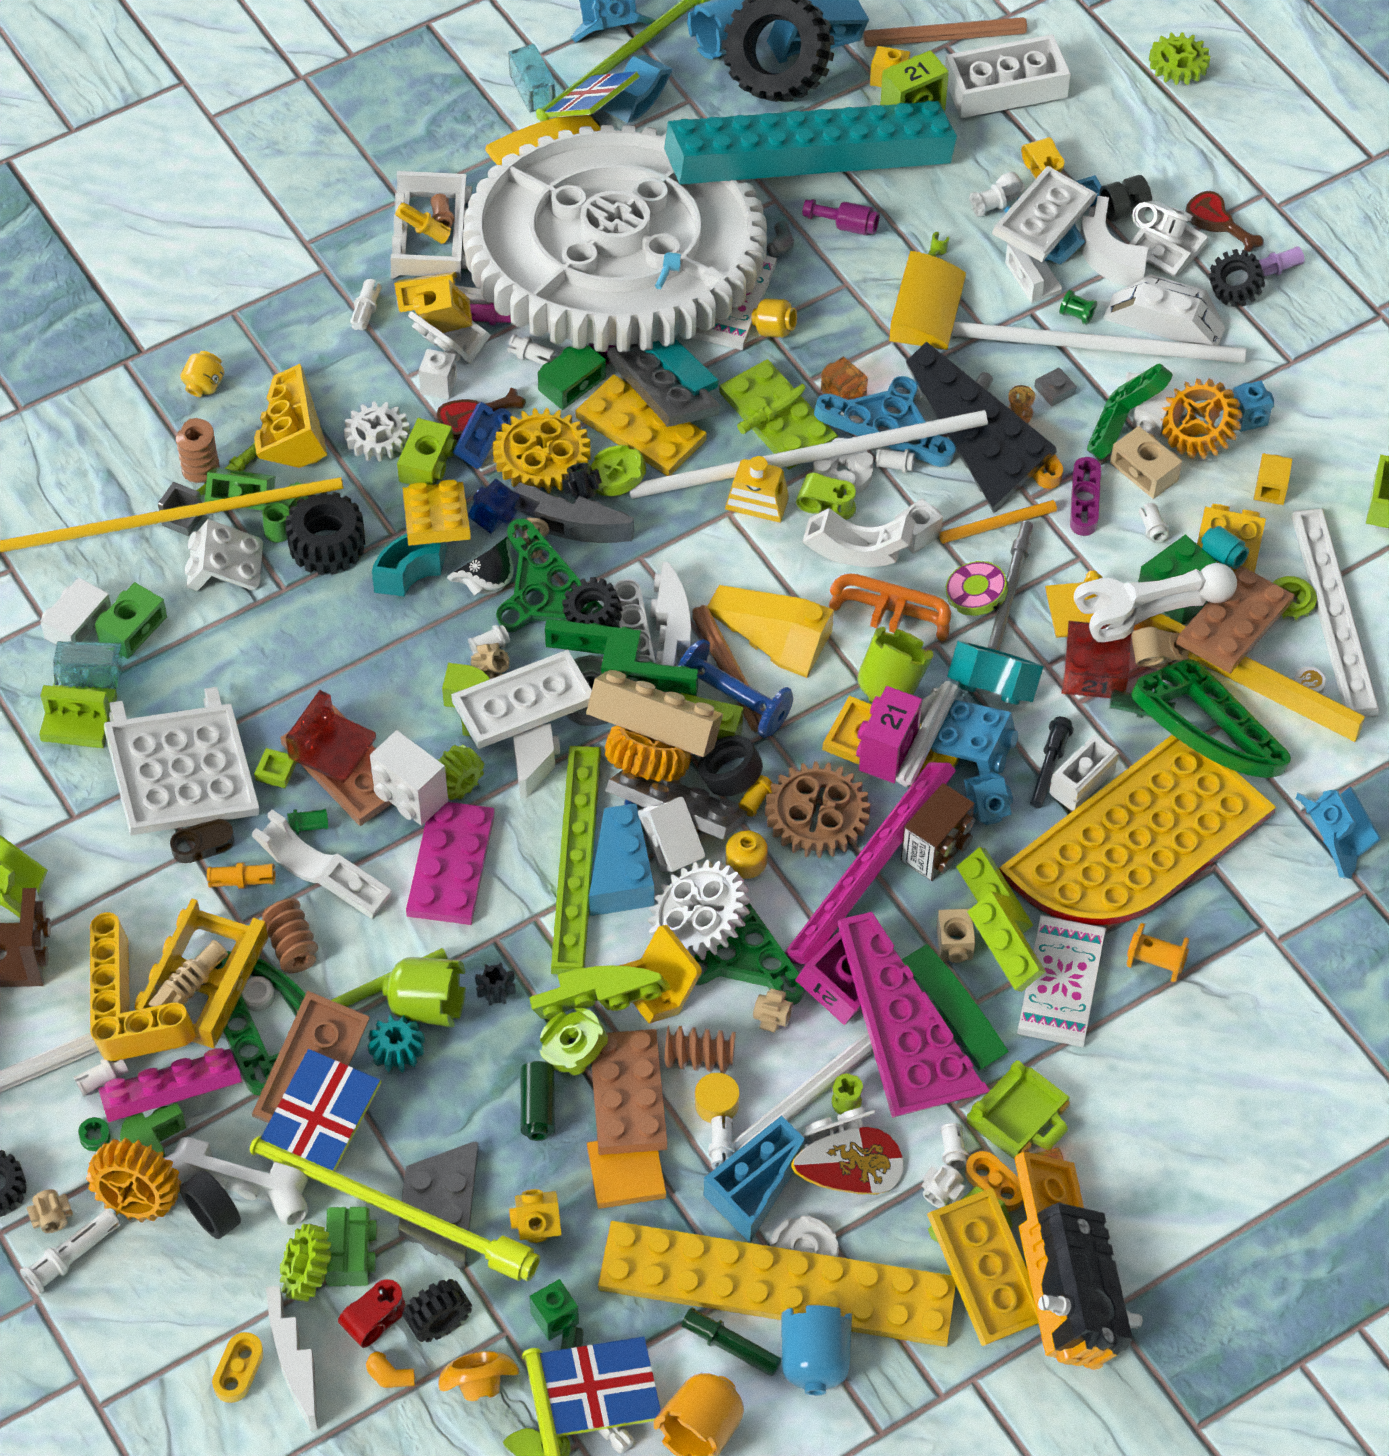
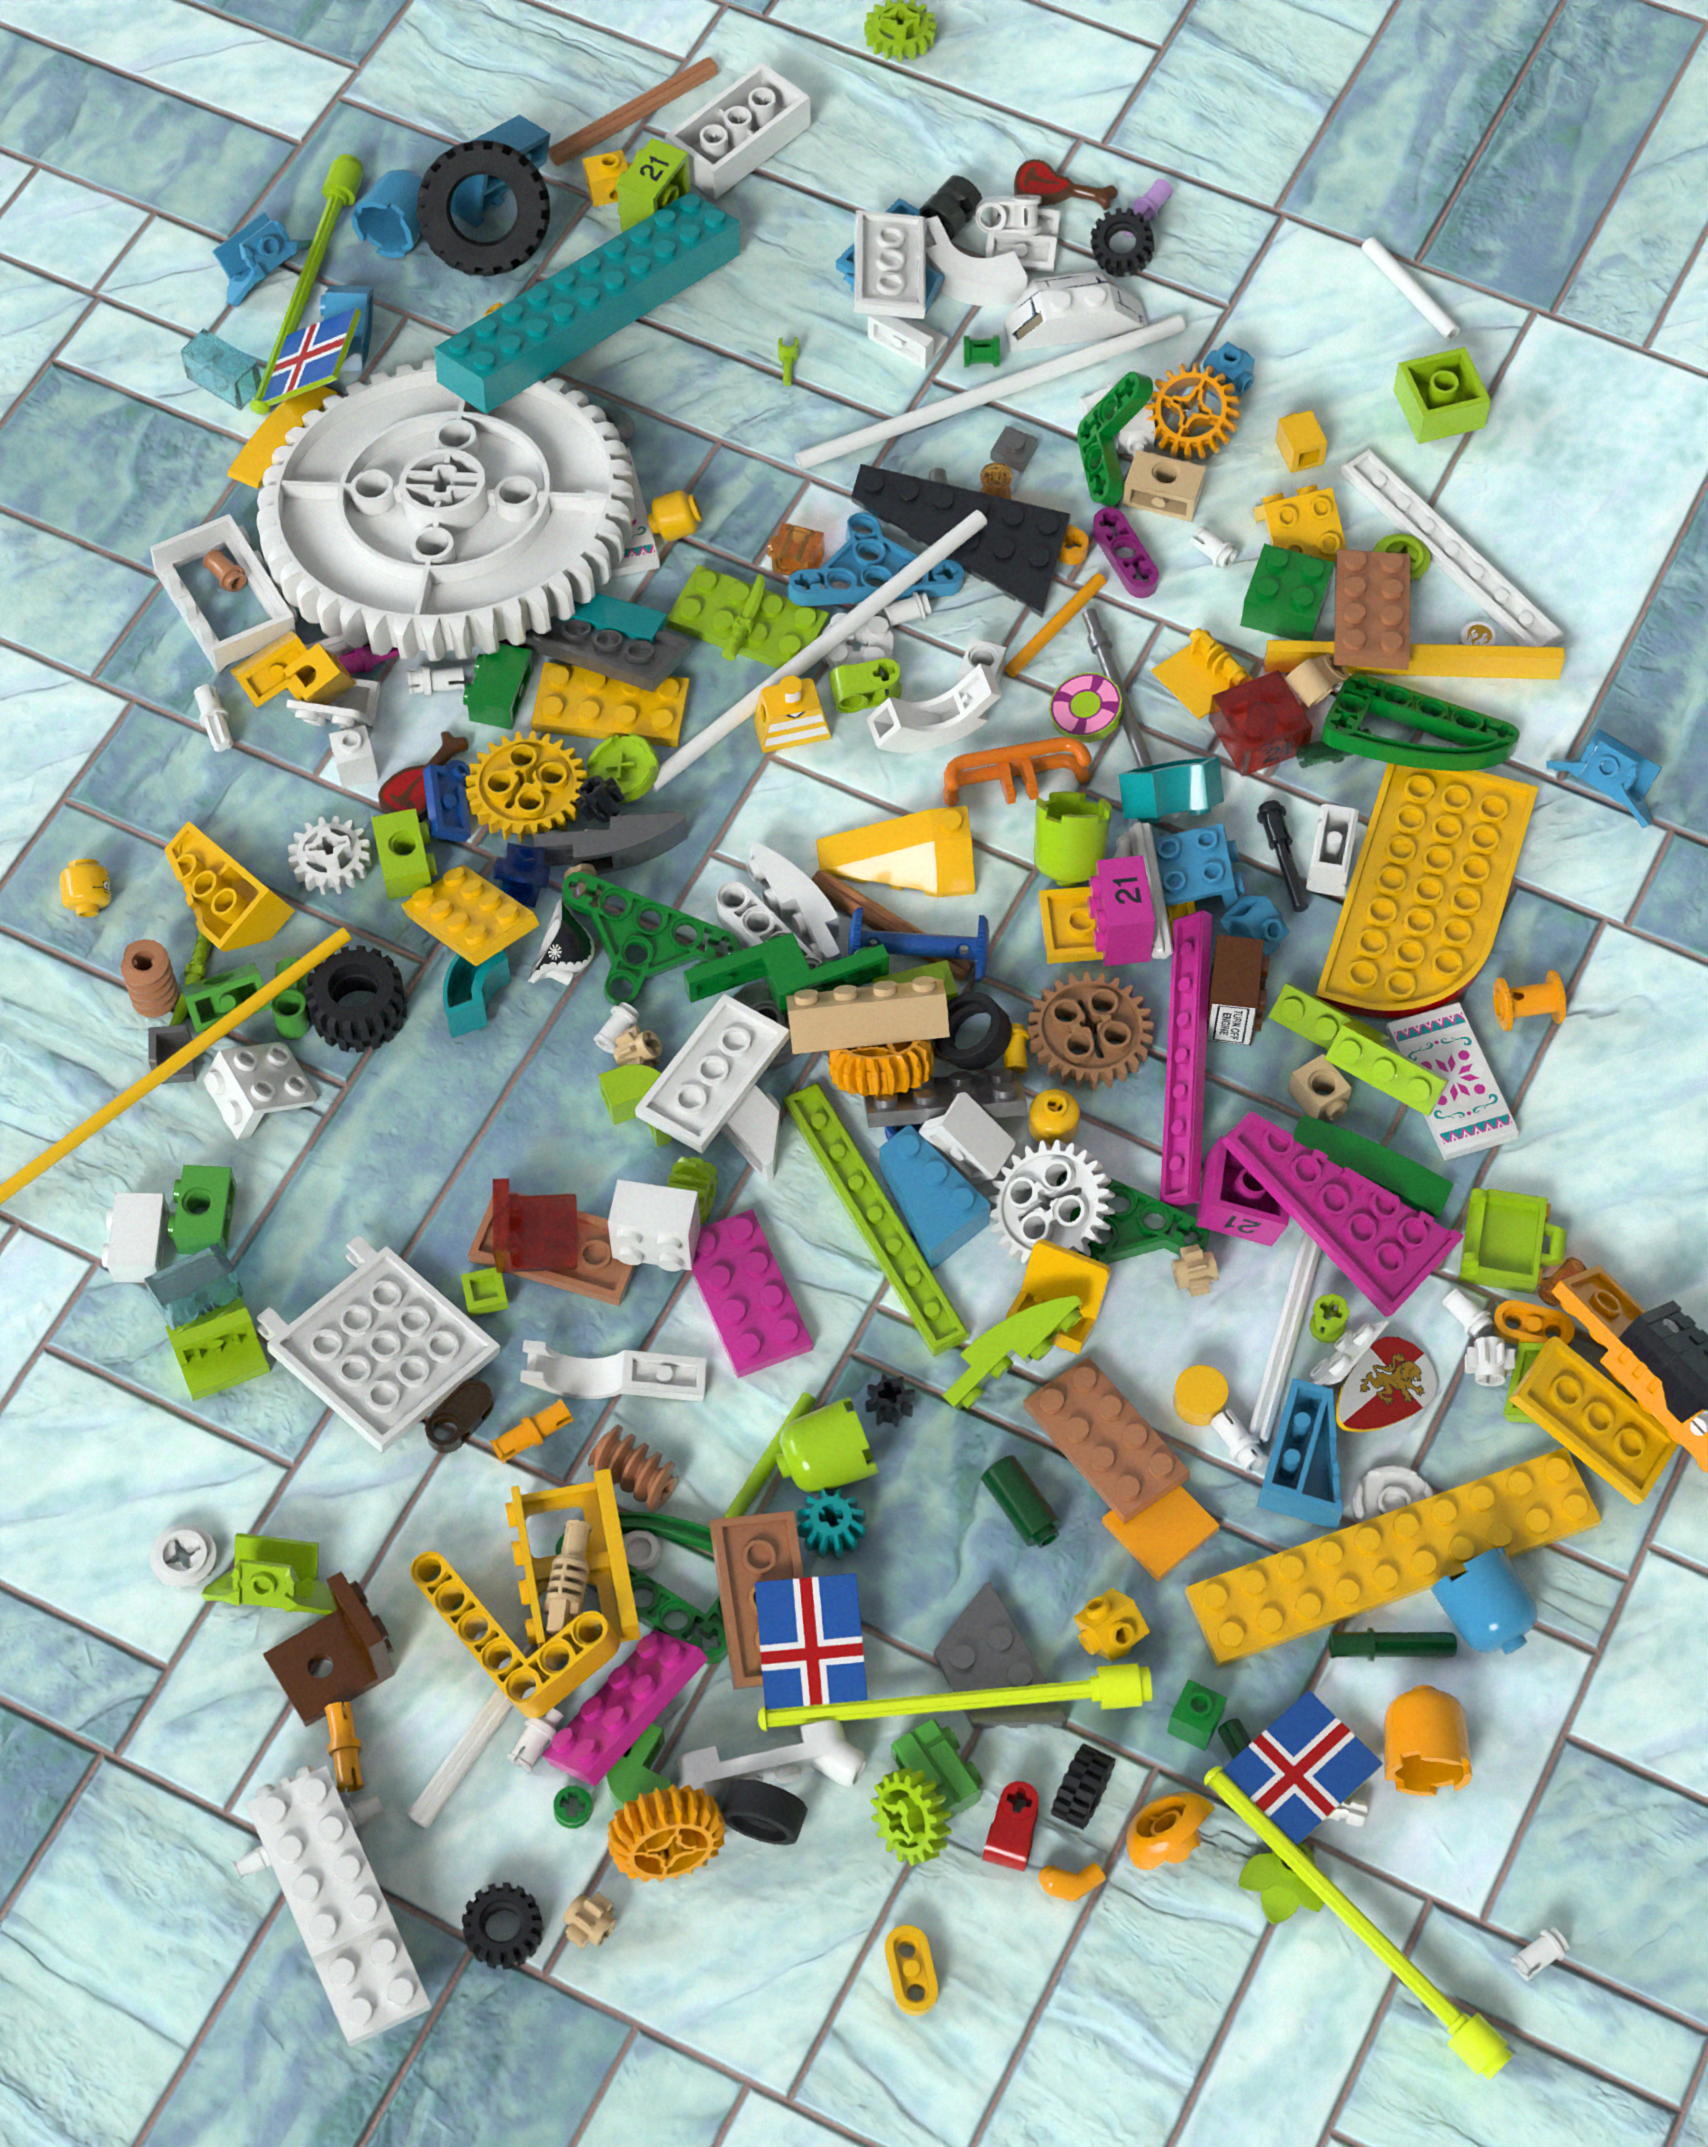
camera: 30 degrees left, 5 degrees up
(57, 1260) = (635, 1969): white pin -> none
(295, 1364) = (973, 1934): white slope -> none
(307, 820) = (562, 1329): green pin -> none
(423, 223) = (219, 592): yellow axle -> none
(586, 1048) = (1032, 1432): lime plate -> none
(593, 592) = (704, 914): black tyre -> none
(671, 262) = (545, 506): medium azure hand -> none
(699, 1049) = (1151, 1351): nougat piece -> none
(848, 217) = (674, 365): magenta piece -> none
(927, 301) = (824, 420): yellow slope -> none
(998, 194) = (814, 267): white connector -> none
(1041, 154) = (836, 206): yellow piece -> none
(1133, 602) = (1269, 642): white piece -> none
(1225, 547) = (1313, 537): teal brick -> none

